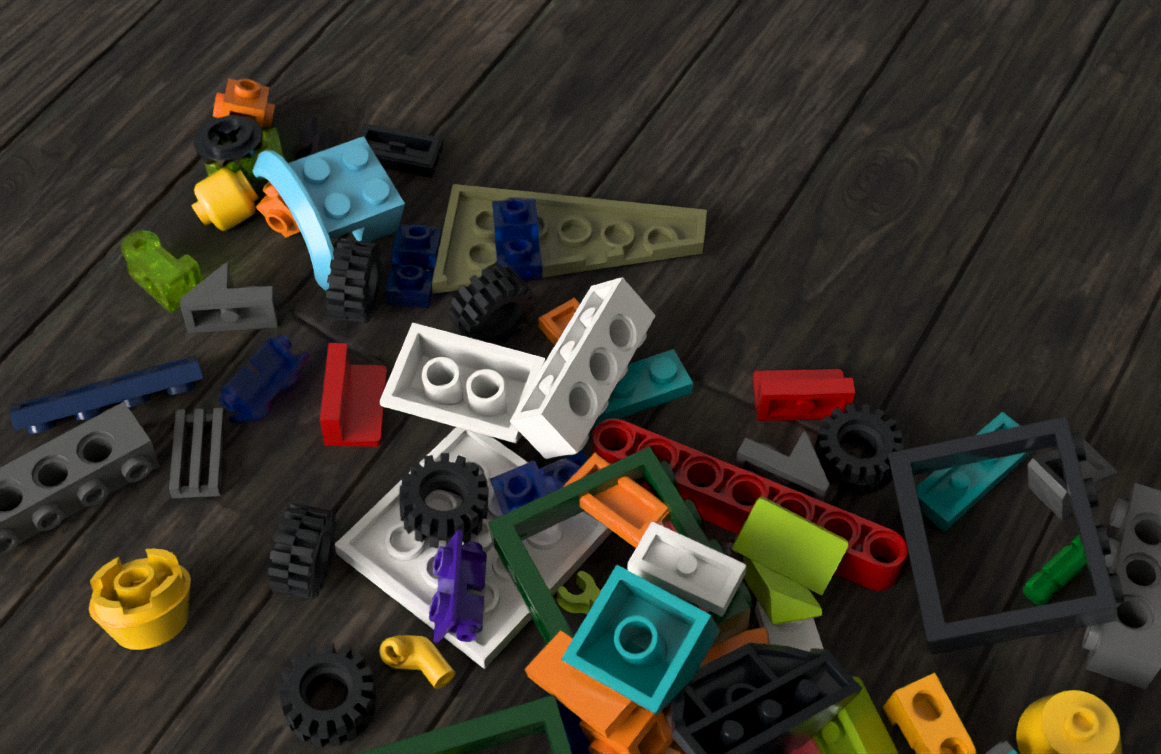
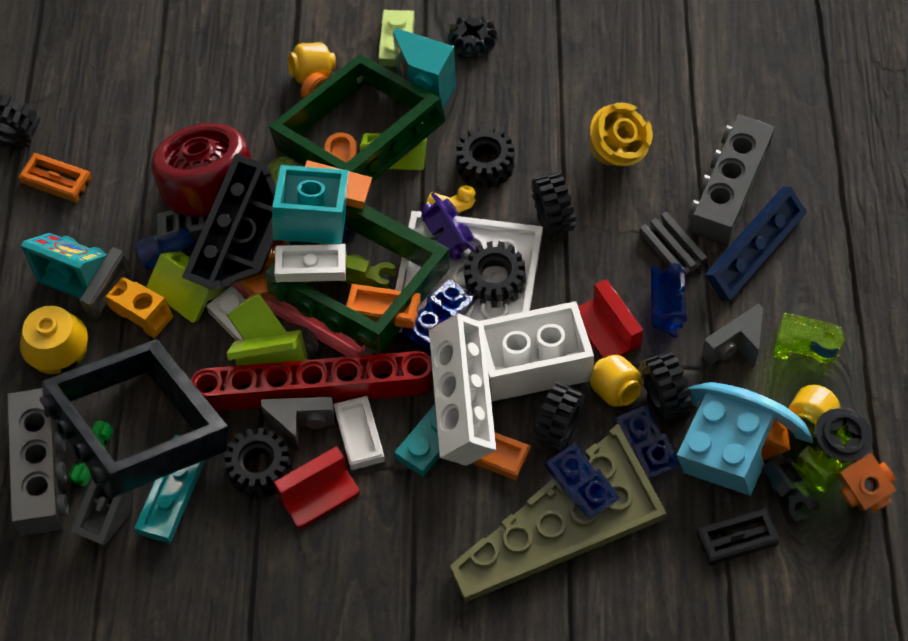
camera: 155 degrees right, 5 degrees up
(391, 320) = (616, 381): none -> yellow head
(721, 424) = (359, 432): none -> white tile

